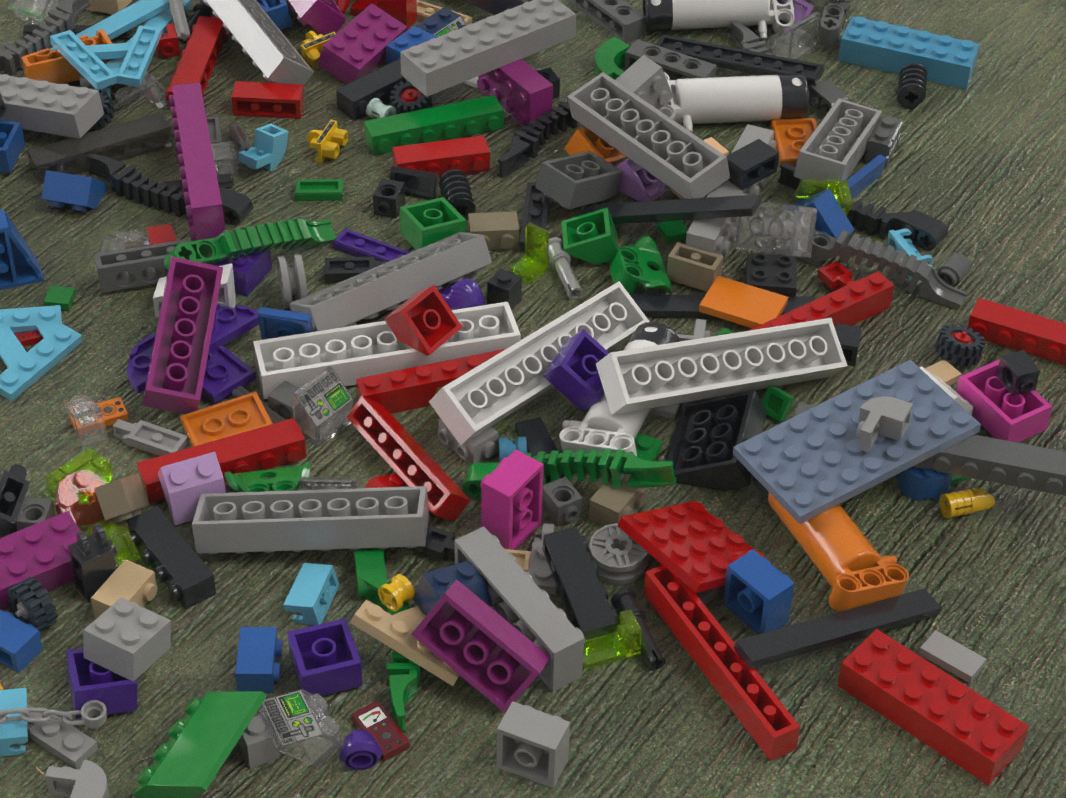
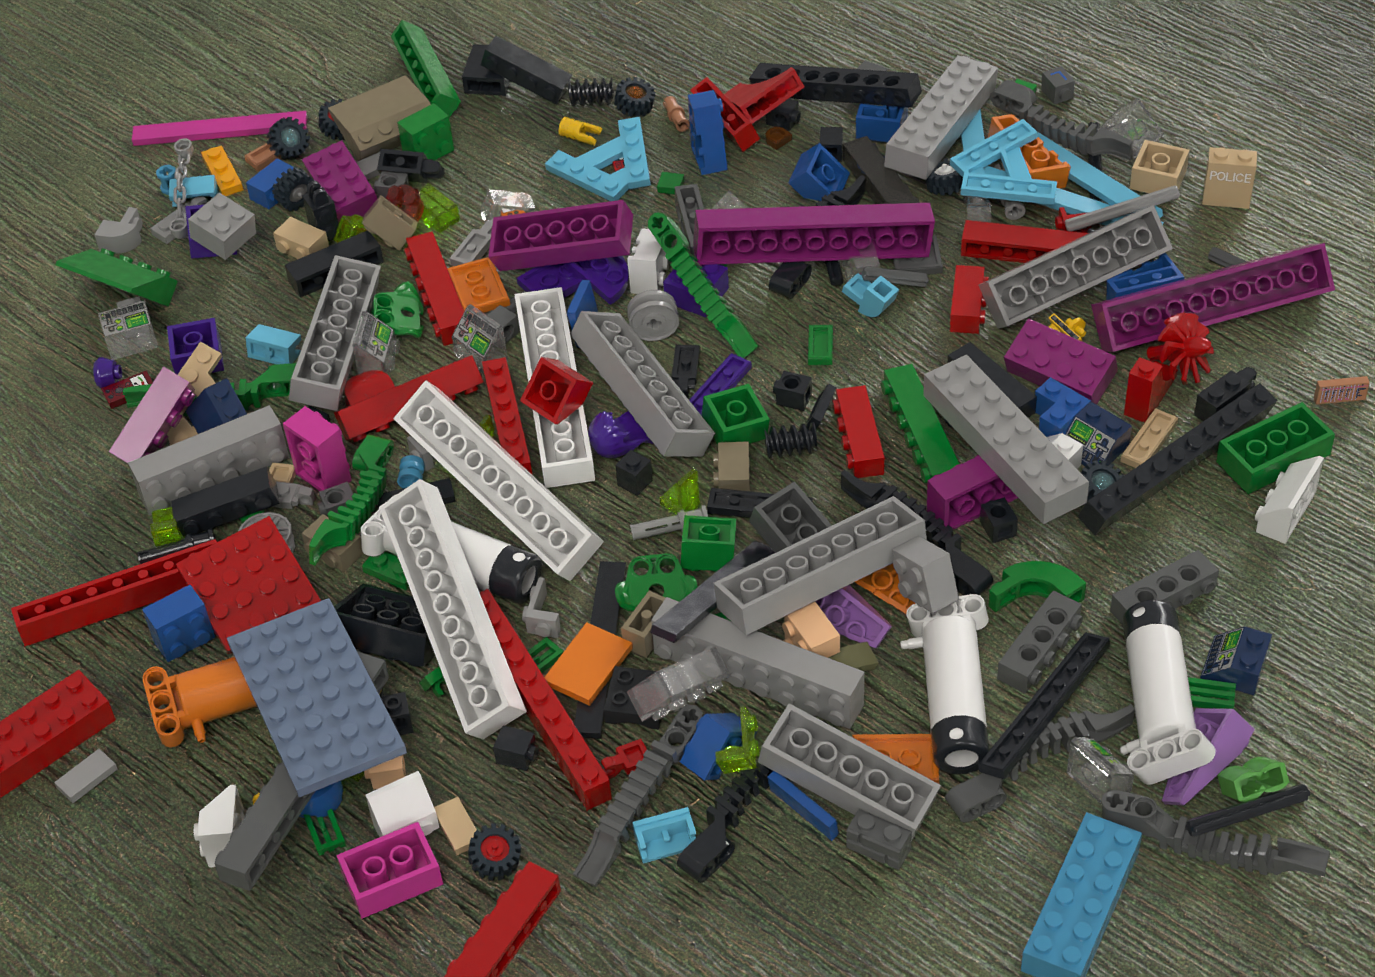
camera: 100 degrees right, 5 degrees up
(22, 183) = (832, 140): none -> black brick
(185, 483) = (397, 260): lavender slope -> none
(257, 659) = (224, 309): blue brick -> none
(327, 141) = (893, 343): yellow hips -> none
(396, 593) = (239, 380): yellow wheel -> none
(533, 744) = (66, 464): light grey brick -> none
(576, 372) = (465, 496): dark purple brick -> none
(752, 164) = (767, 654): black brick -> none
(836, 628) = (125, 681): black tile -> none
(884, 417) = (305, 696): light grey brick -> none
(912, 85) = (1003, 891): black piece -> none
(954, 269) = (628, 874): dark grey brick -> none
(998, 515) = (217, 823): none -> white slope
(1018, 372) = (395, 864): black brick -> none

